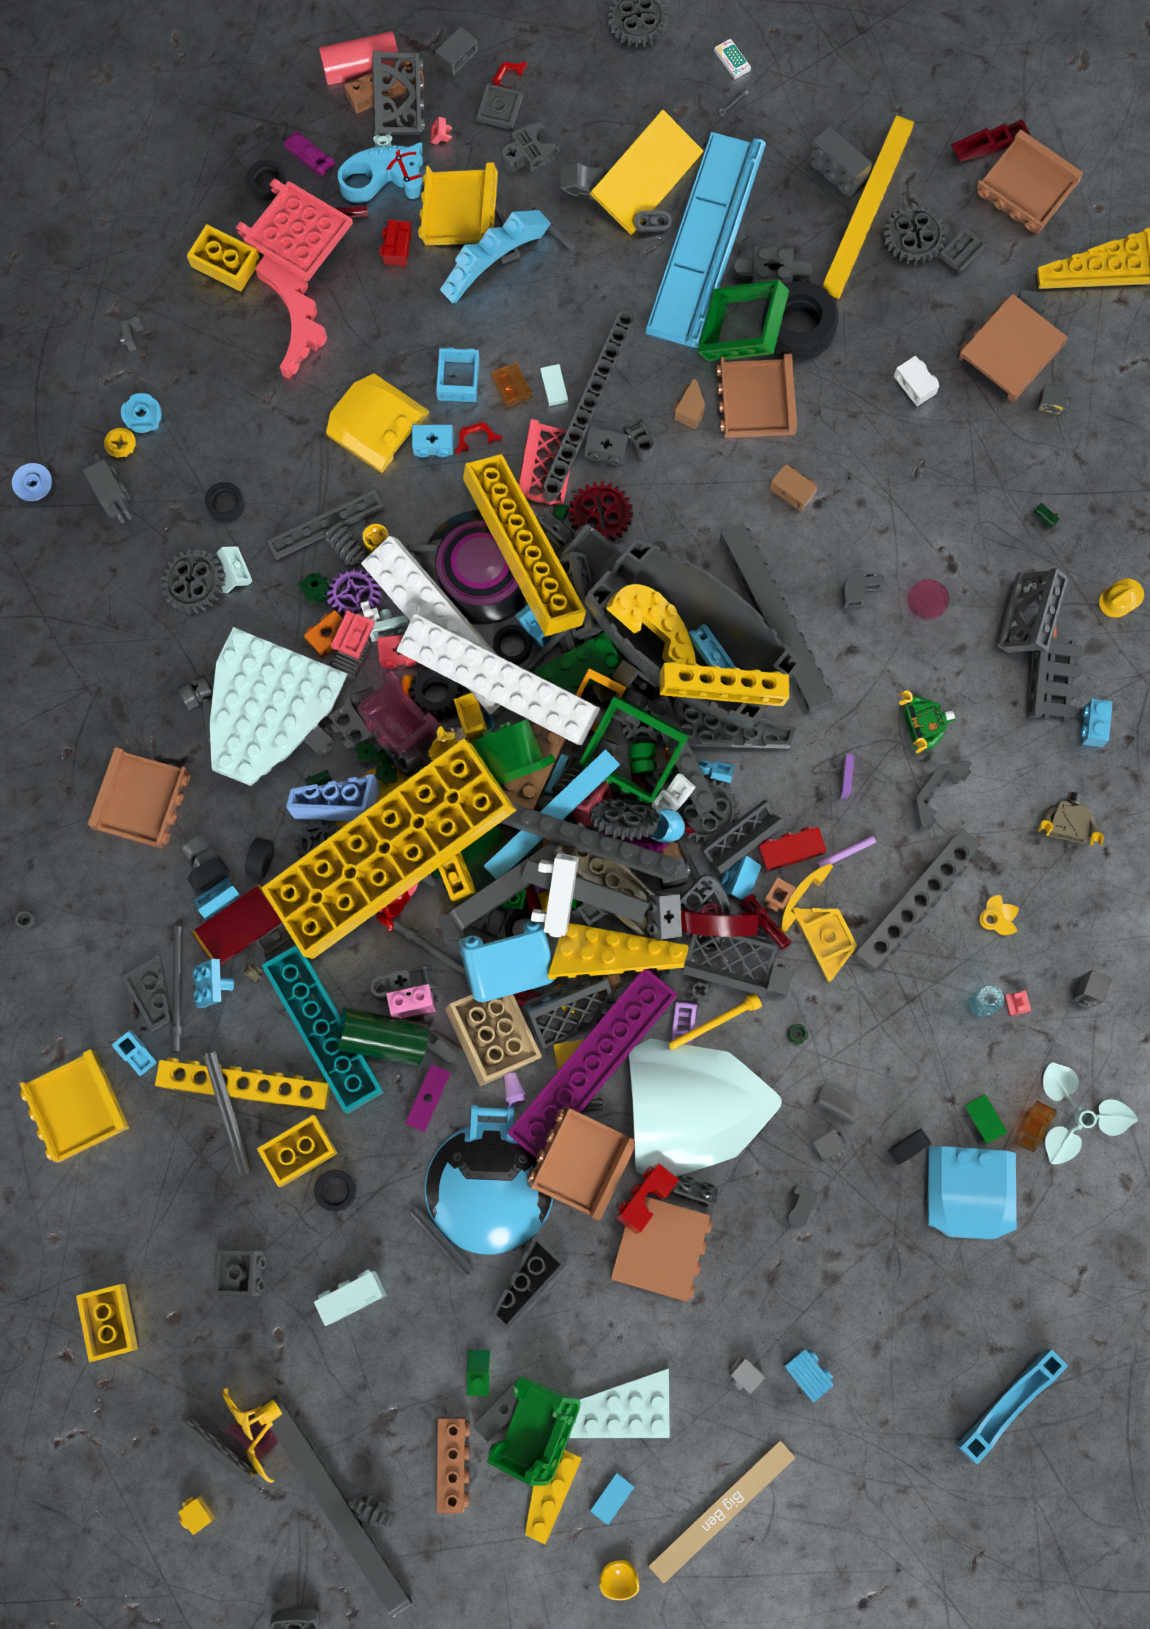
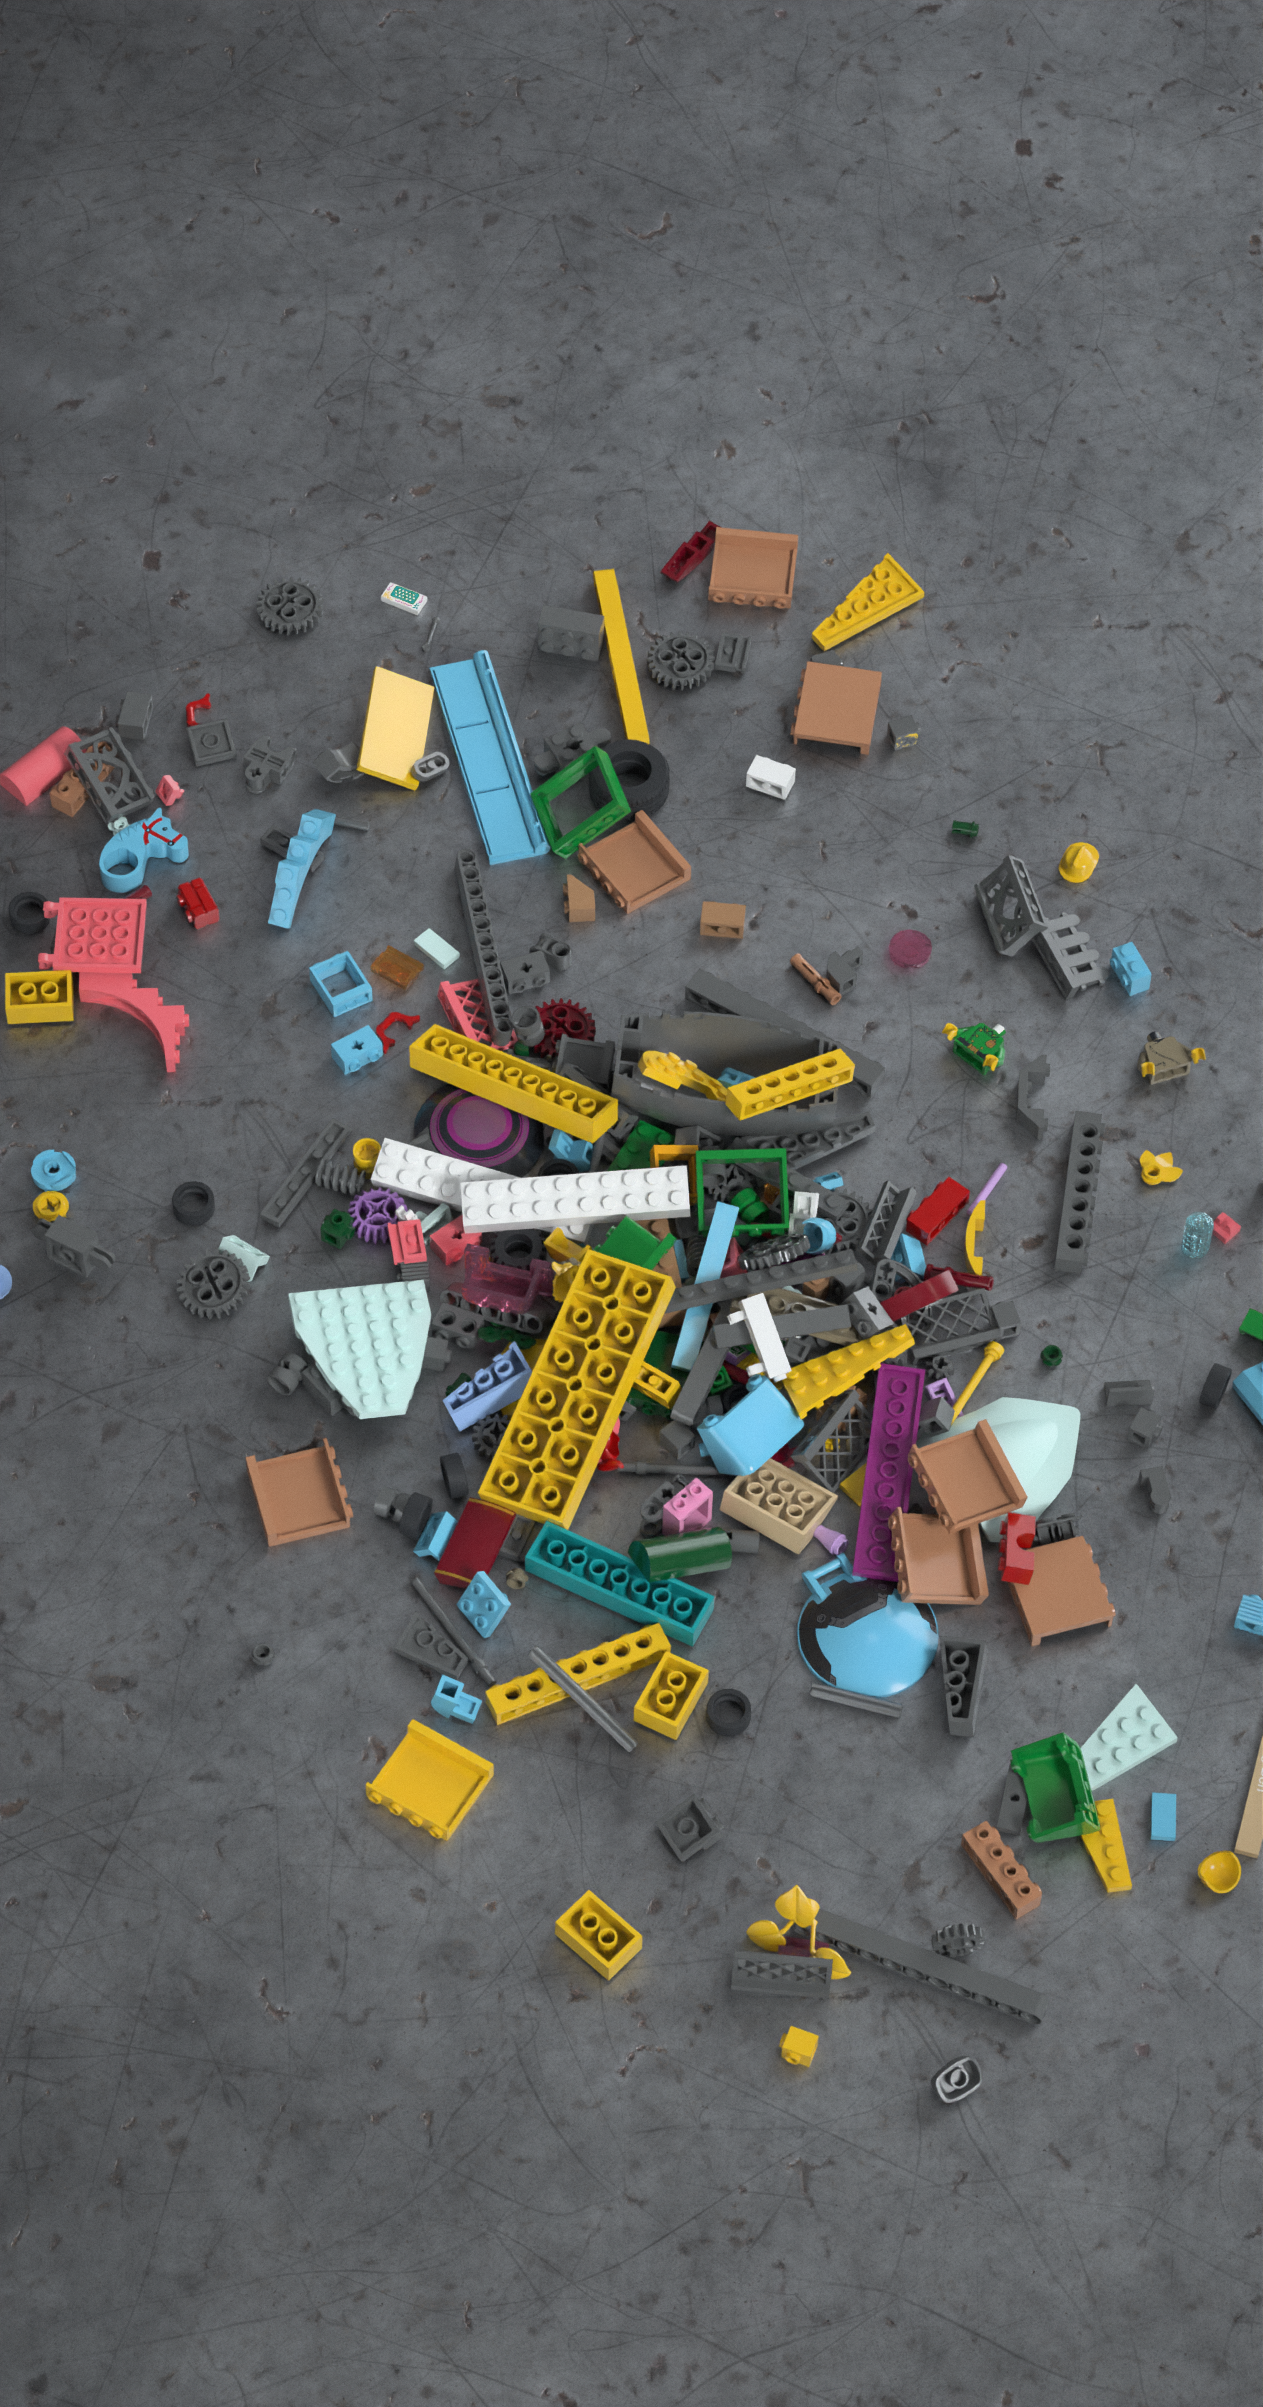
camera: 35 degrees left, 20 degrees down
(308, 153) = (53, 872): magenta plate -> none
(314, 637) = (375, 1272): orange brick -> none
(349, 1297) = (810, 1785): light aqua wedge -> none
(374, 420) = (286, 1064): yellow wedge -> none
(432, 1085) = (756, 1579): magenta tile -> none
(457, 205) = (237, 843): yellow panel -> none
(478, 1372) = (969, 1786): green slope -> none
(570, 498) = (528, 1025): none -> dark grey wheel
(641, 1116) = (968, 1478): none -> nougat panel
(662, 1038) = (936, 1416): none -> dark grey brick
(745, 1375) = (1207, 1648): light grey brick -> none
(780, 888) = (954, 1251): nougat brick -> none
(827, 938) = (1021, 1265): yellow wing -> none
(836, 604) = (821, 984): none -> nougat pin
(847, 776) = (943, 1126): medium lavender tile -> none

